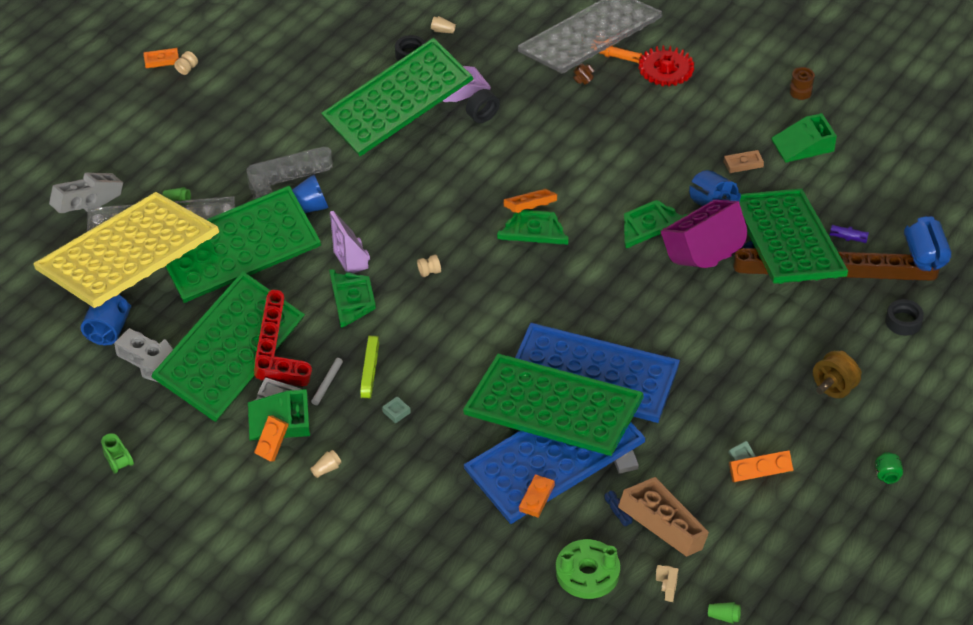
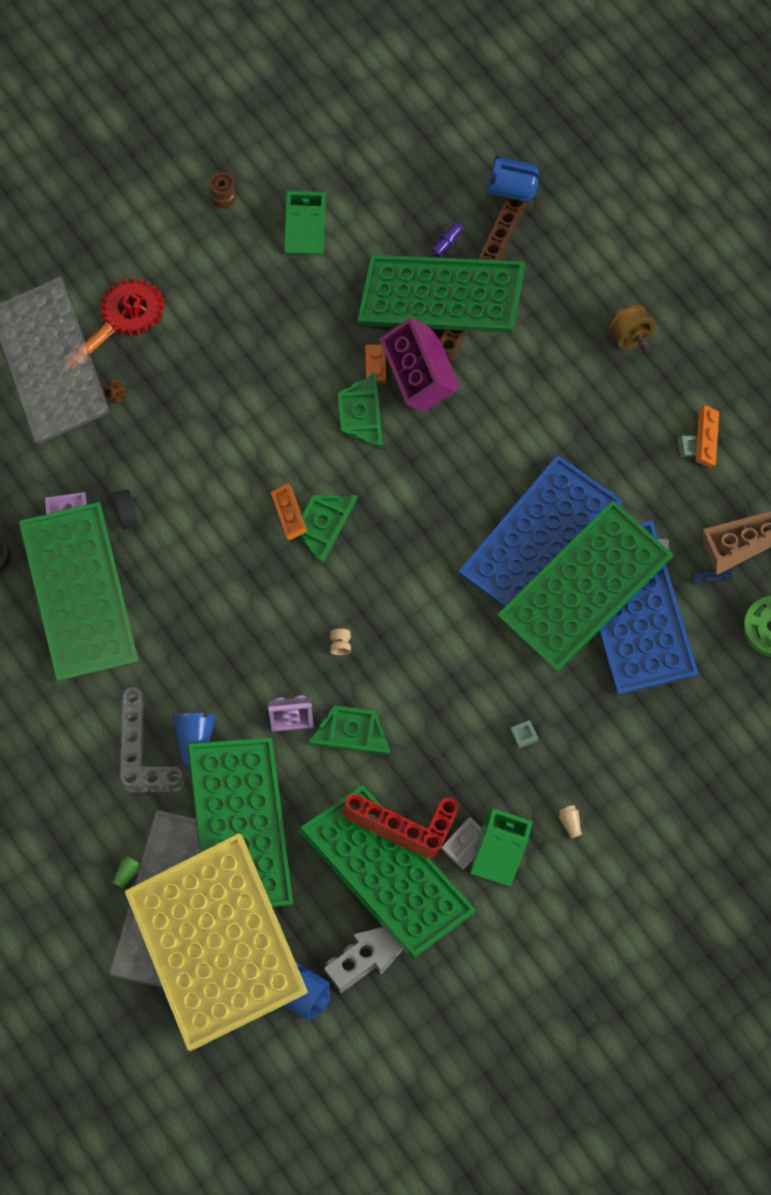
camera: 70 degrees left, 20 degrees up
(90, 192) = (91, 969): light grey brick -> none
(115, 452) = (491, 1020): bright green piece -> none
(271, 438) = (527, 862): orange plate -> none
(327, 381) = (458, 790): light grey bar -> none
(369, 366) = (458, 742): lime beam -> none
(536, 496) = (684, 640): orange plate -> none
(713, 187) = (355, 335): blue cylinder -> none
(743, 161) = (309, 291): medium nougat plate -> none
(889, 467) = (745, 332): green head -> none
(908, 307) = (577, 228): black tyre -> none

